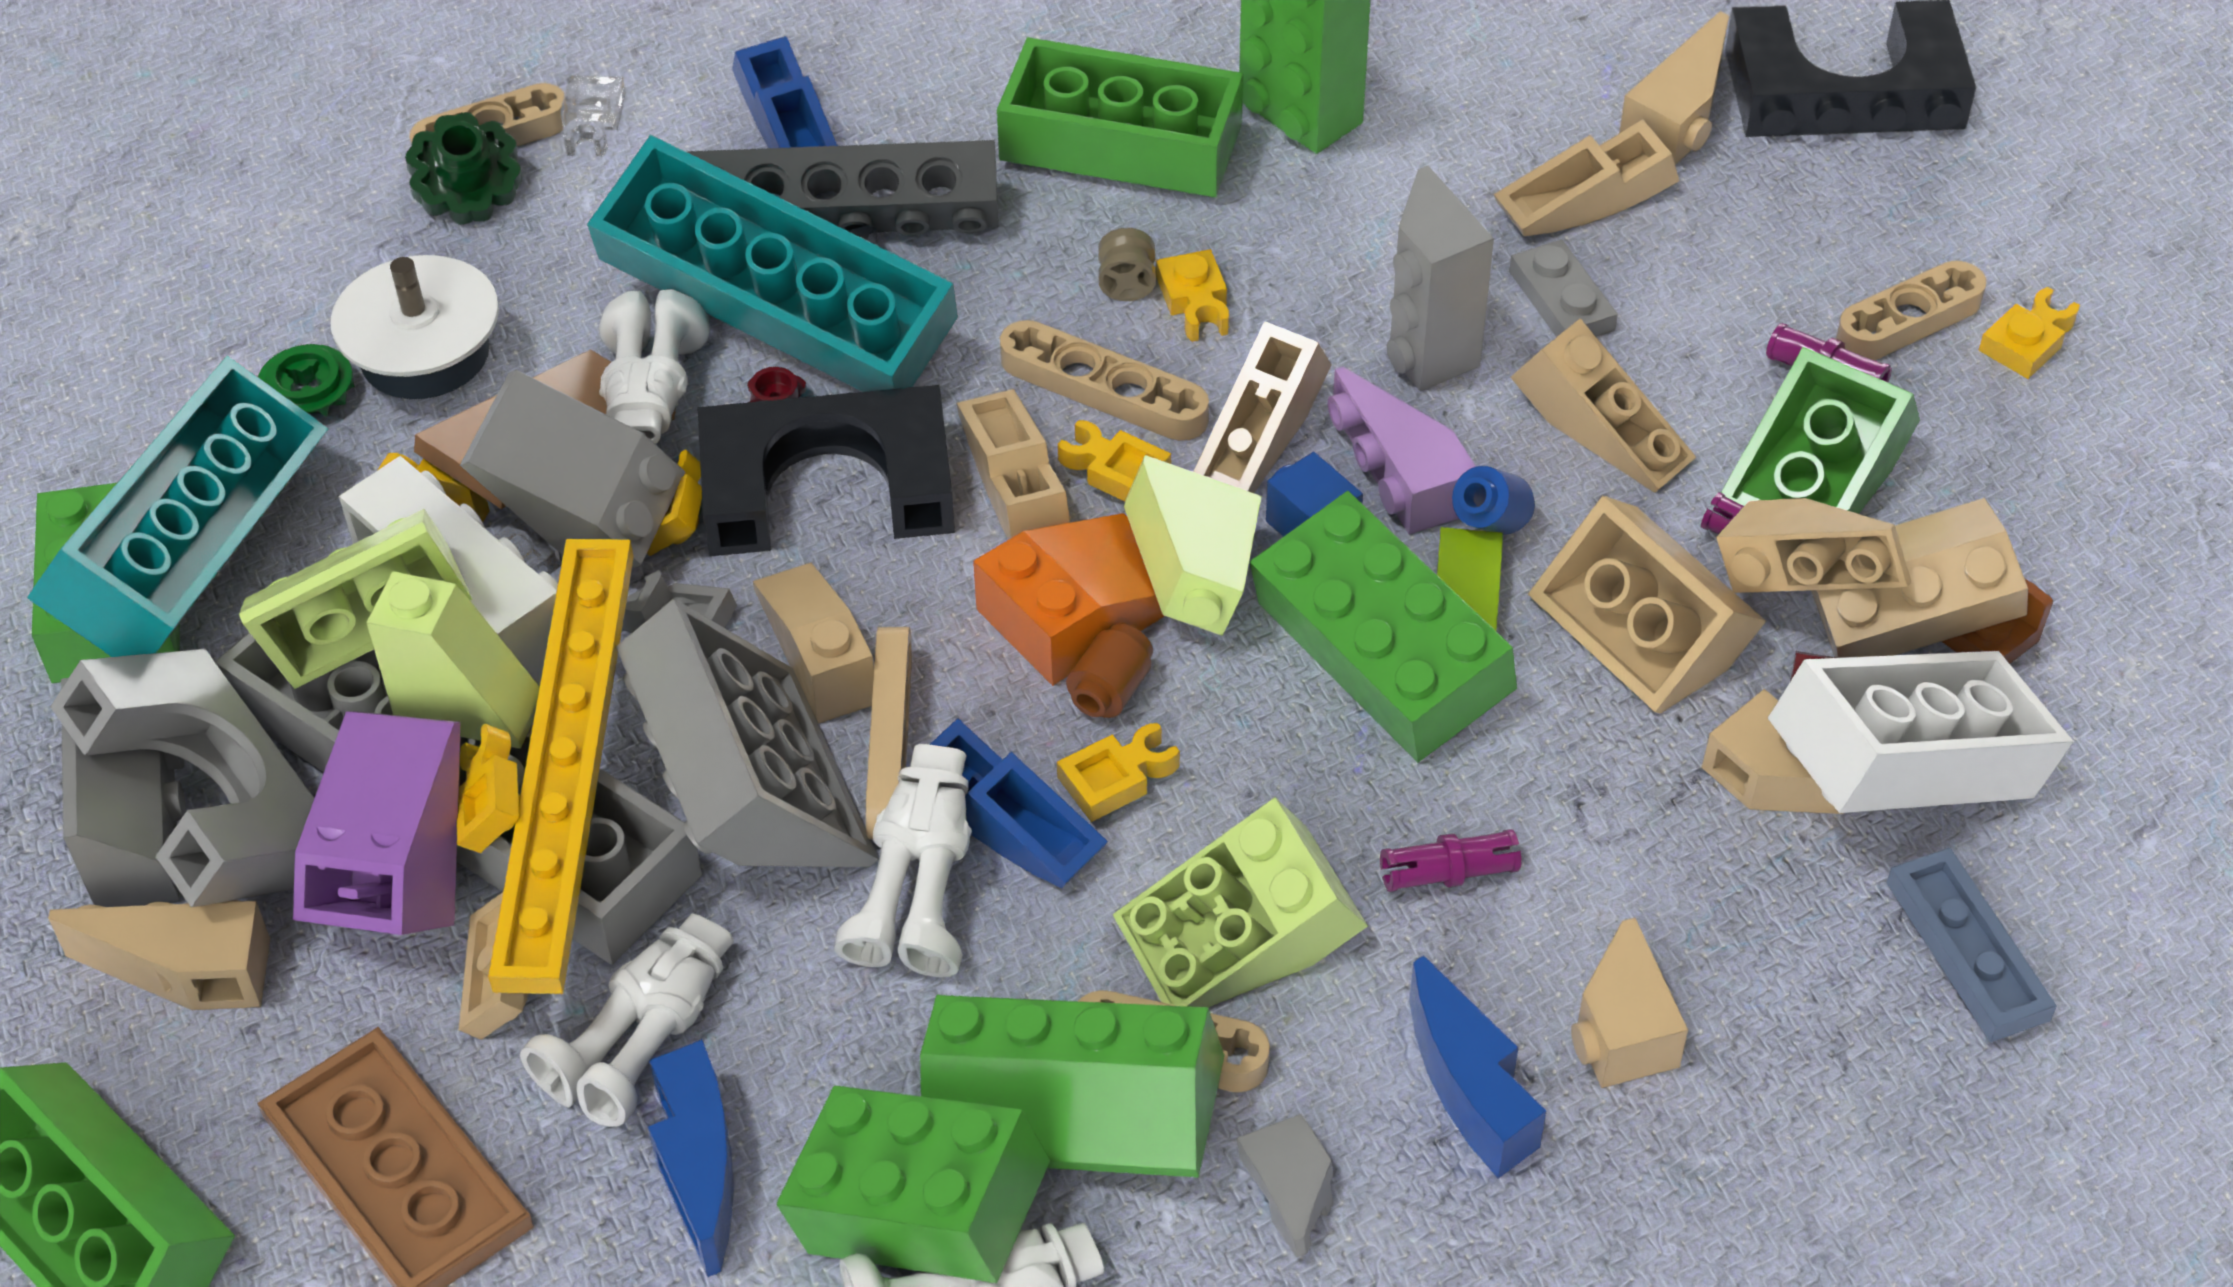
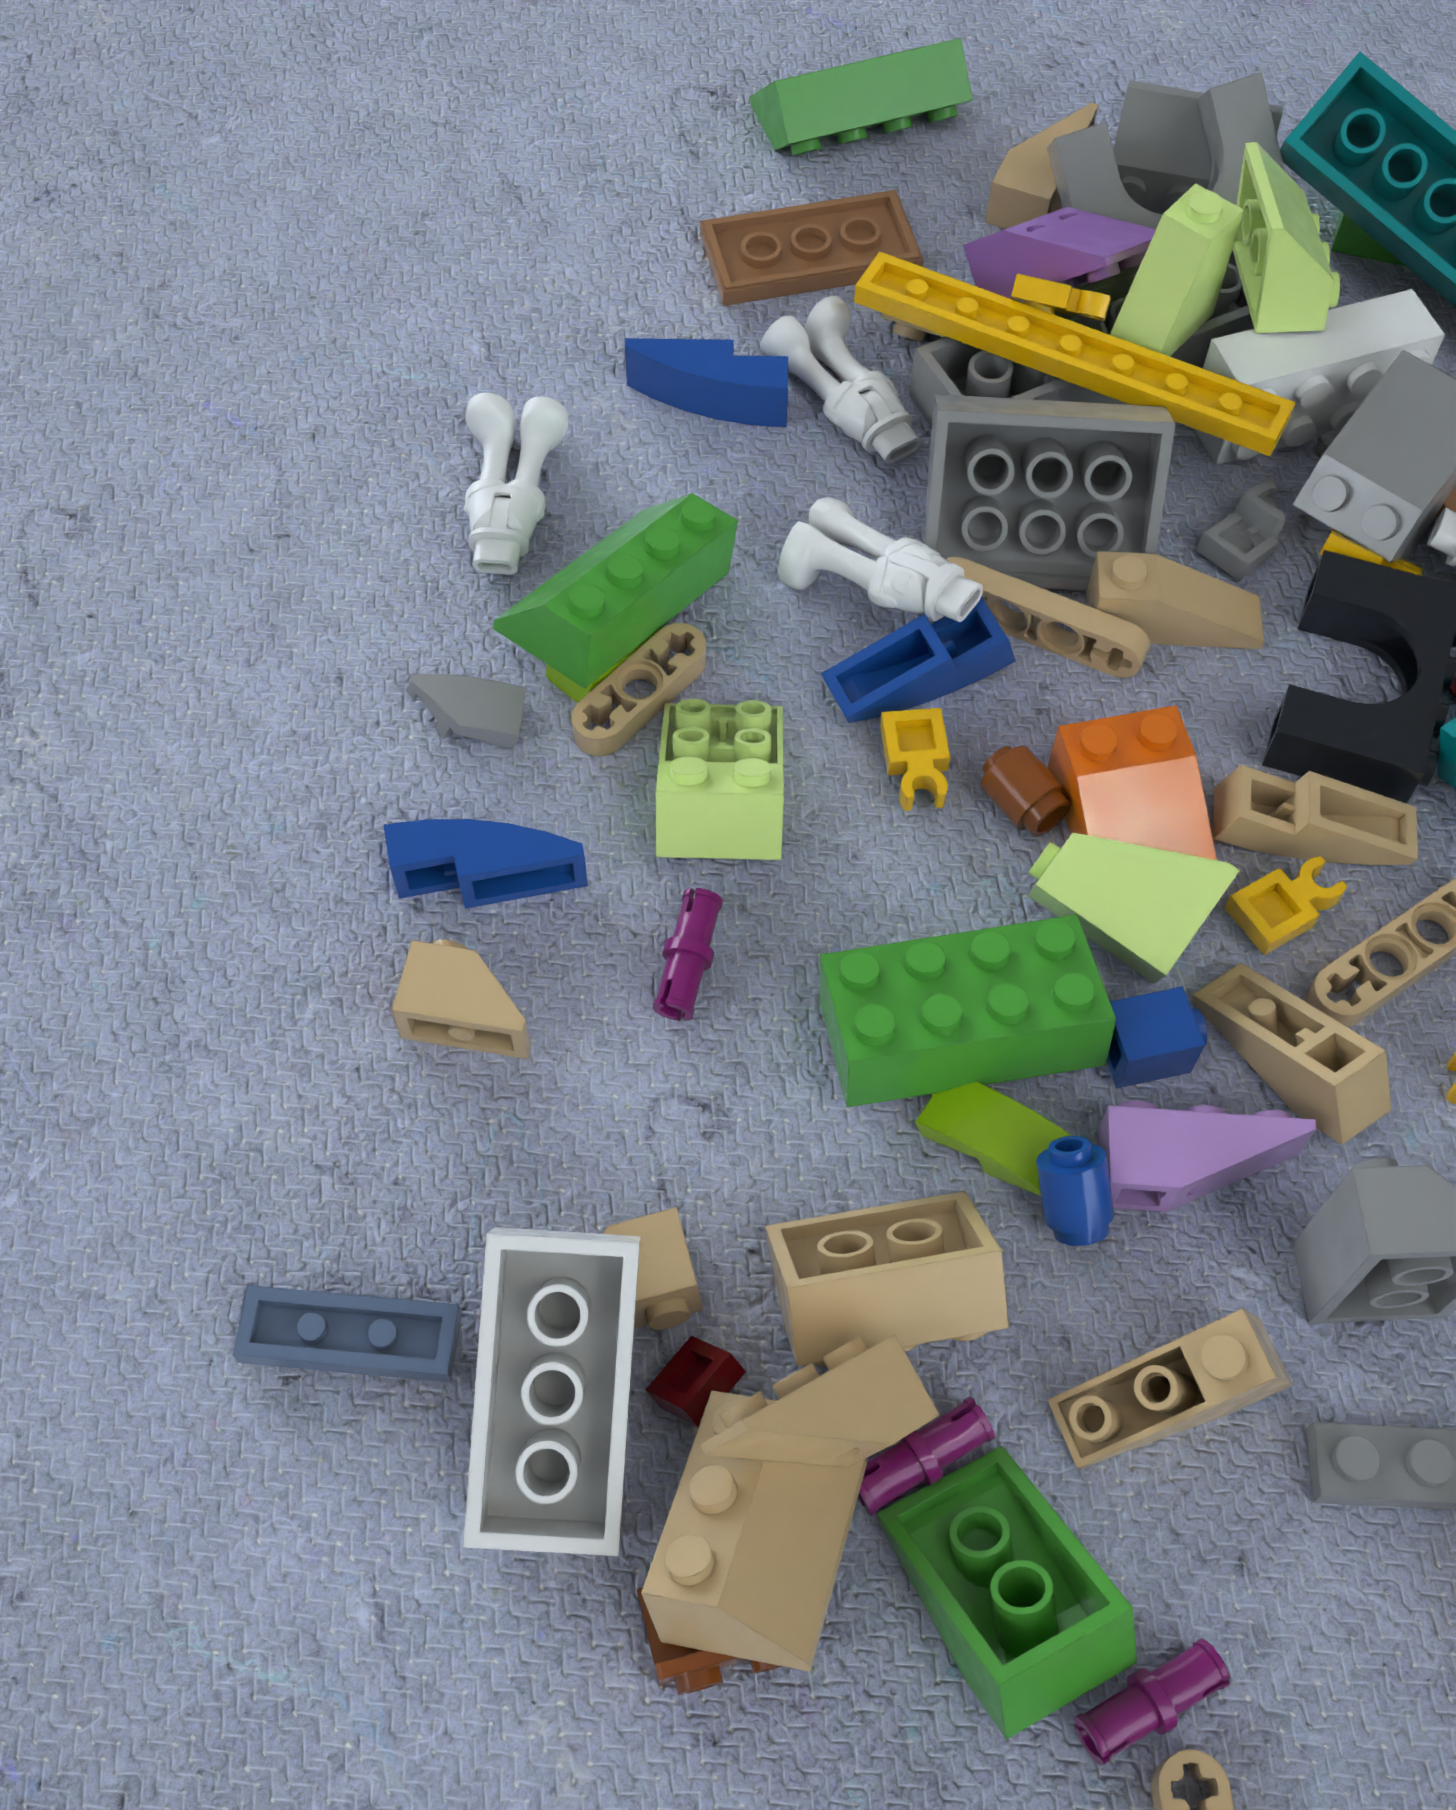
camera: 115 degrees right, 10 degrees up
(915, 1182) = (591, 458): bright green brick -> none

